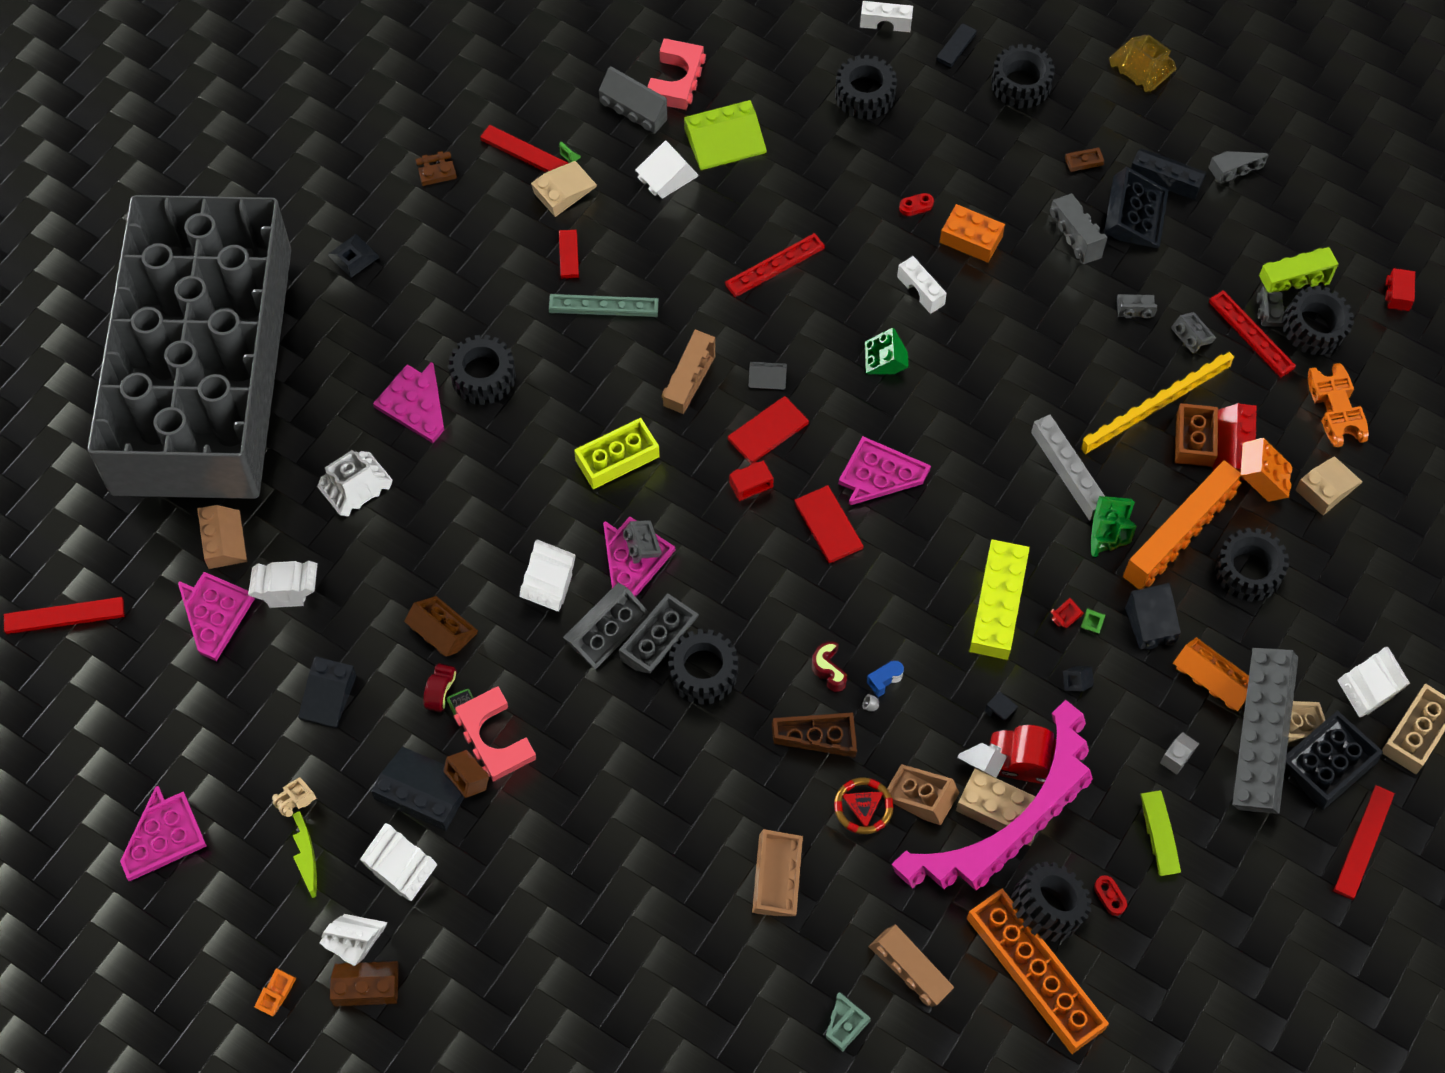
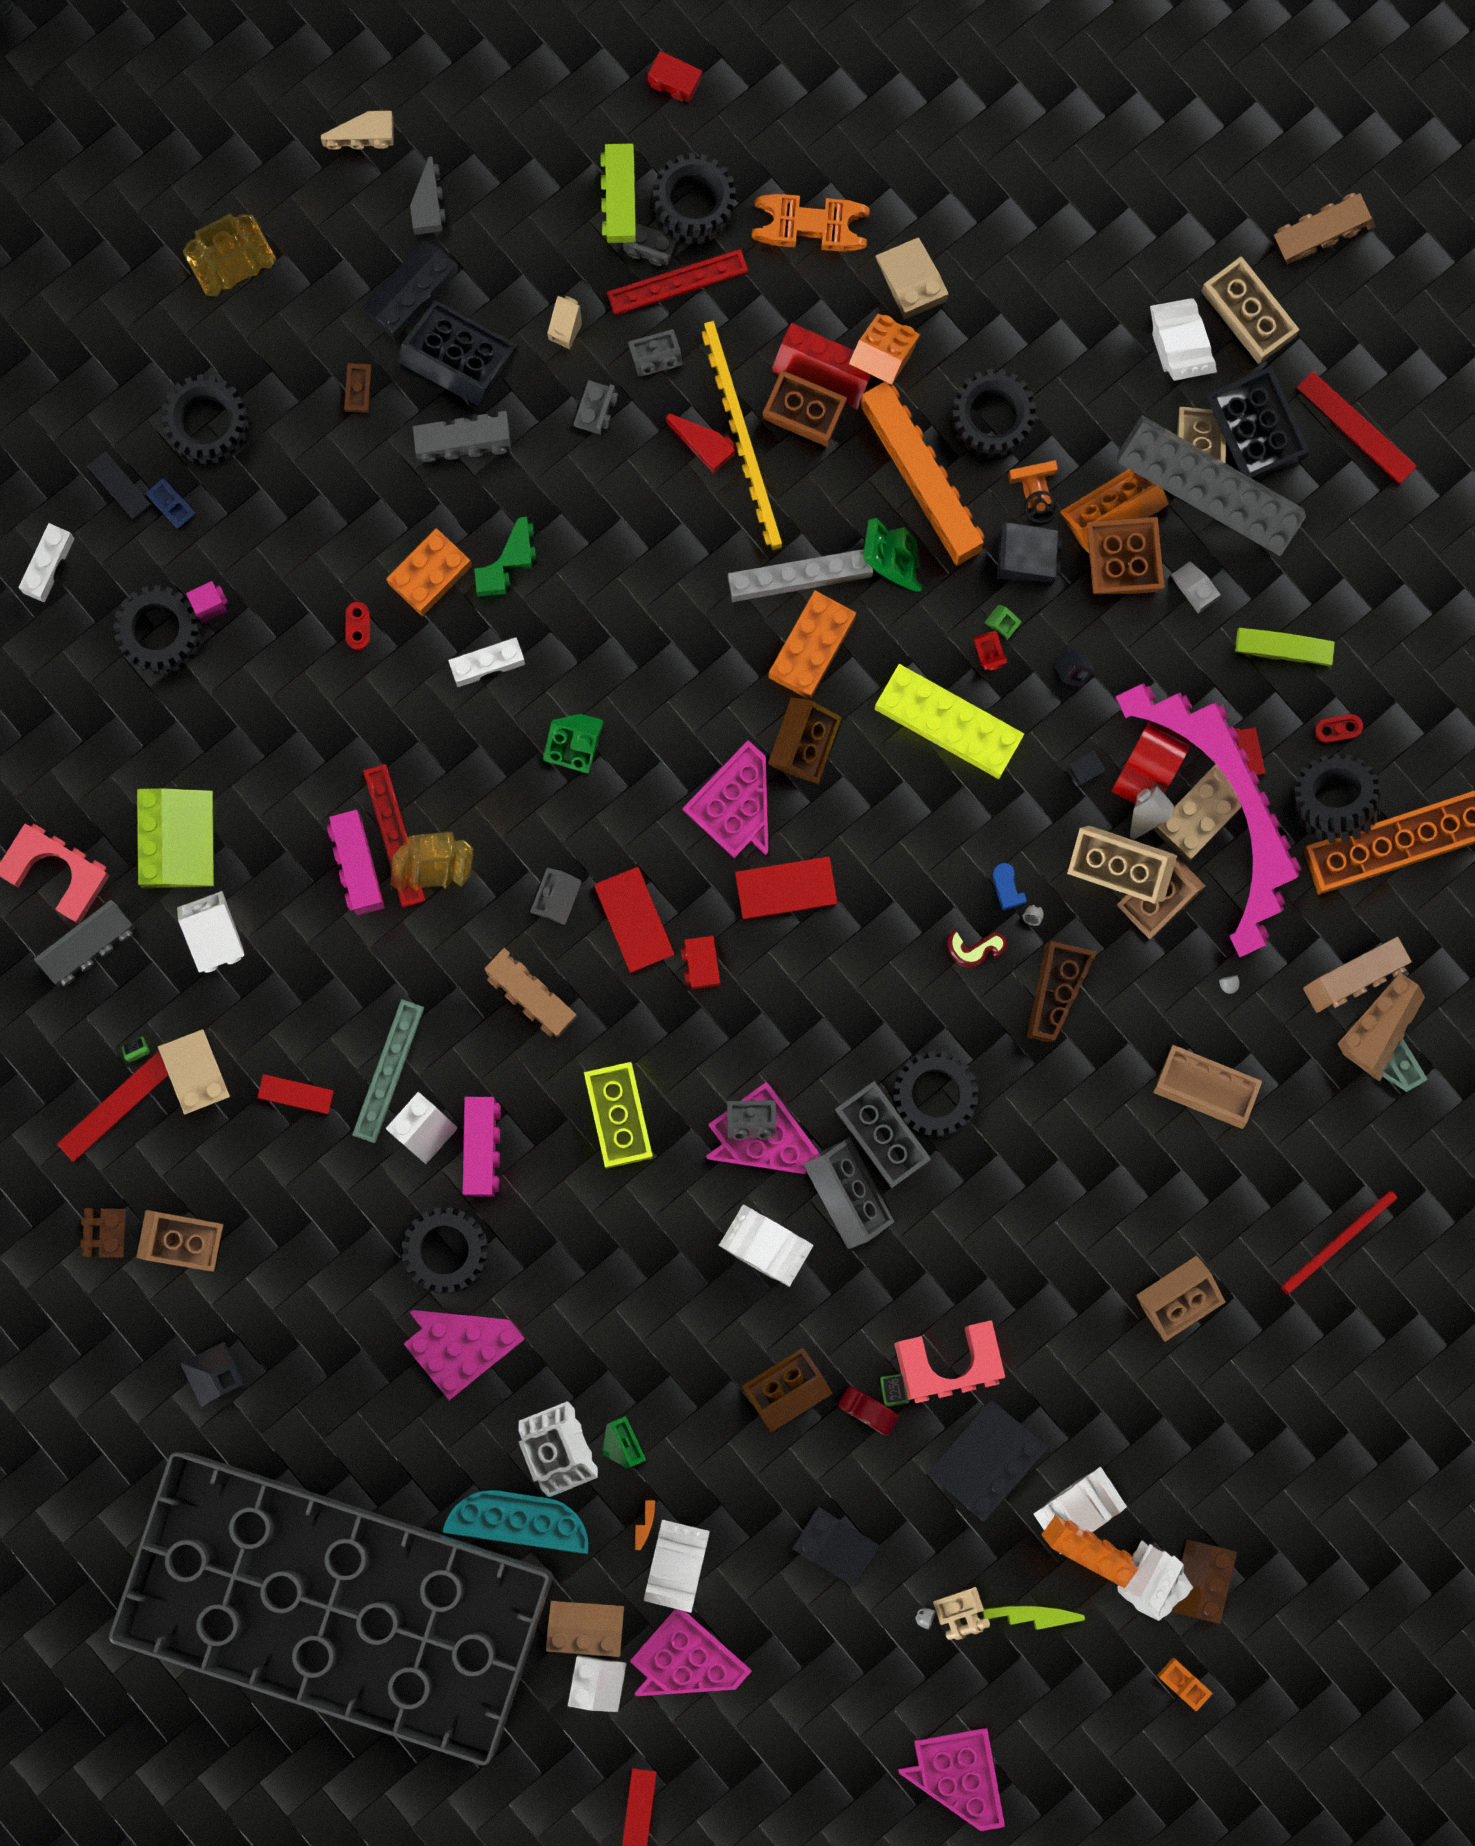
camera: 75 degrees left, 20 degrees up
(179, 548) = (597, 1684): none -> white slope
(285, 775) = (925, 1617): none -> light grey hinge
(294, 472) = (518, 1520): none -> teal plate
(319, 556) = (642, 1531): none -> orange slope
(365, 875) = (1090, 1551): none -> orange brick
(370, 525) = (622, 1444): none -> green slope
(442, 210) = (179, 1240): none -> medium nougat slope
(466, 773) = (991, 1406): reddish brown brick -> none
(564, 369) = (479, 1147): none -> dark pink brick
(567, 328) = (422, 1128): none -> white slope
(595, 899) = (1181, 1298): none -> medium nougat slope
(680, 1014) = (1338, 1242): none -> red tile
(746, 240) = (356, 861): none -> dark pink brick
(762, 282) = (431, 862): none -> clear yellow slope
(863, 805) = (1159, 965): piece -> none
(867, 867) = (1229, 984): none -> light grey hinge
(875, 996) = (1382, 1026): none -> medium nougat wedge
(896, 107) = (208, 601): none -> dark pink brick
(933, 748) = (1122, 864): none -> tan brick
(946, 505) = (804, 740): none -> reddish brown slope
(957, 75) = (170, 503): none -> dark blue slope
(1006, 282) = (515, 556): none -> green arch
(1020, 489) = (812, 645): none -> orange brick
(1062, 829) = (1249, 742): none -> red panel
(1140, 382) = (704, 442): none -> red slope
(1181, 685) = (1125, 556): none -> dark orange slope
(1188, 262) = (565, 322): none -> tan slope
(1209, 614) = (1036, 488): none -> orange piece
(1267, 116) = (368, 129): none -> tan slope

